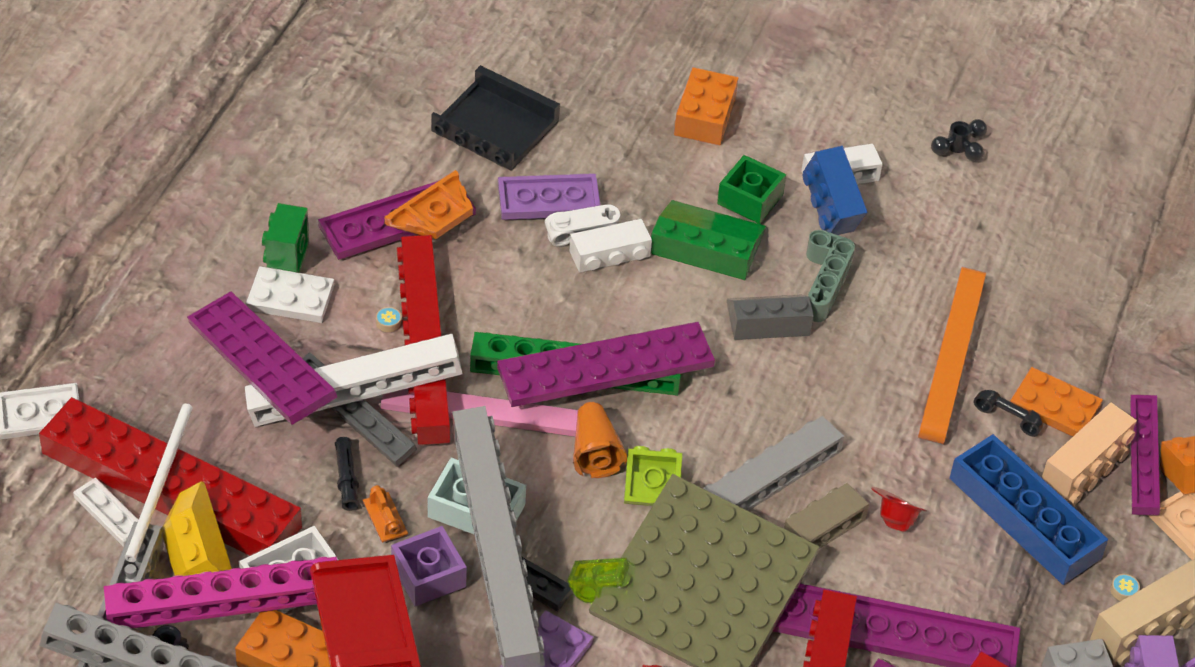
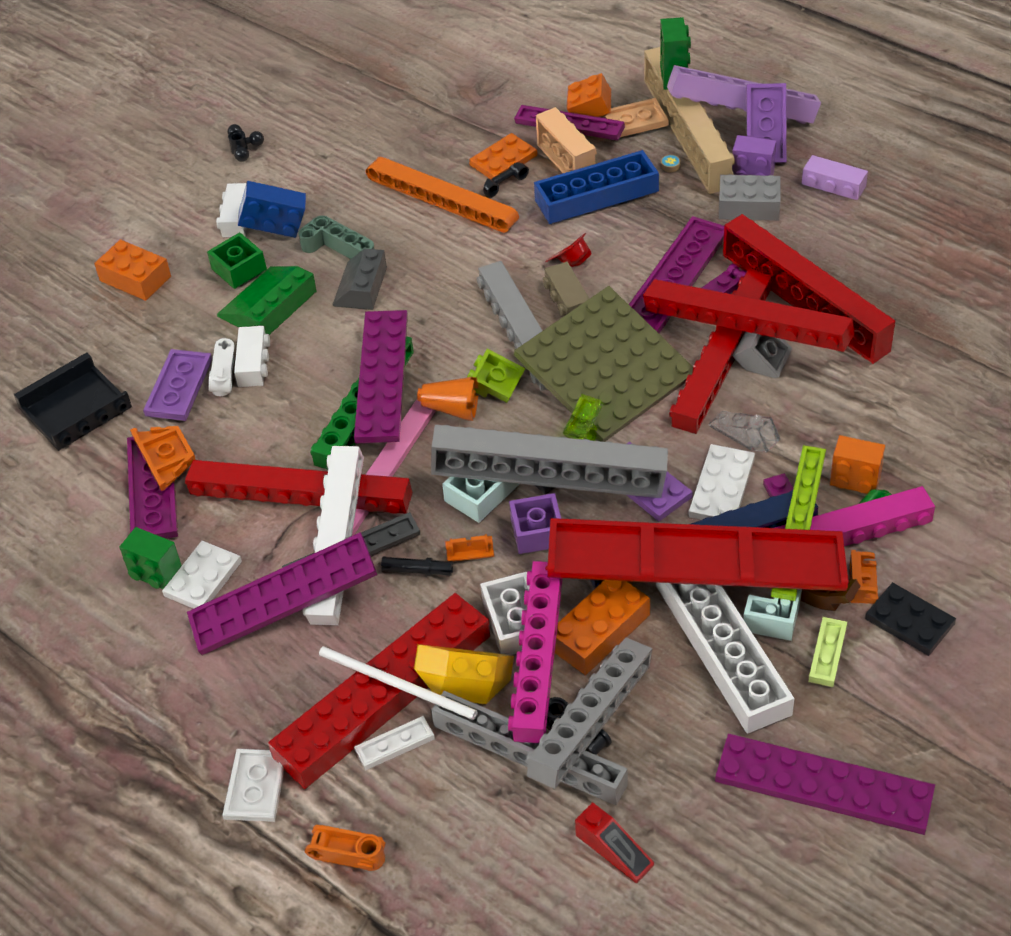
camera: 65 degrees left, 0 degrees up
(388, 319) = (261, 513): tile -> none

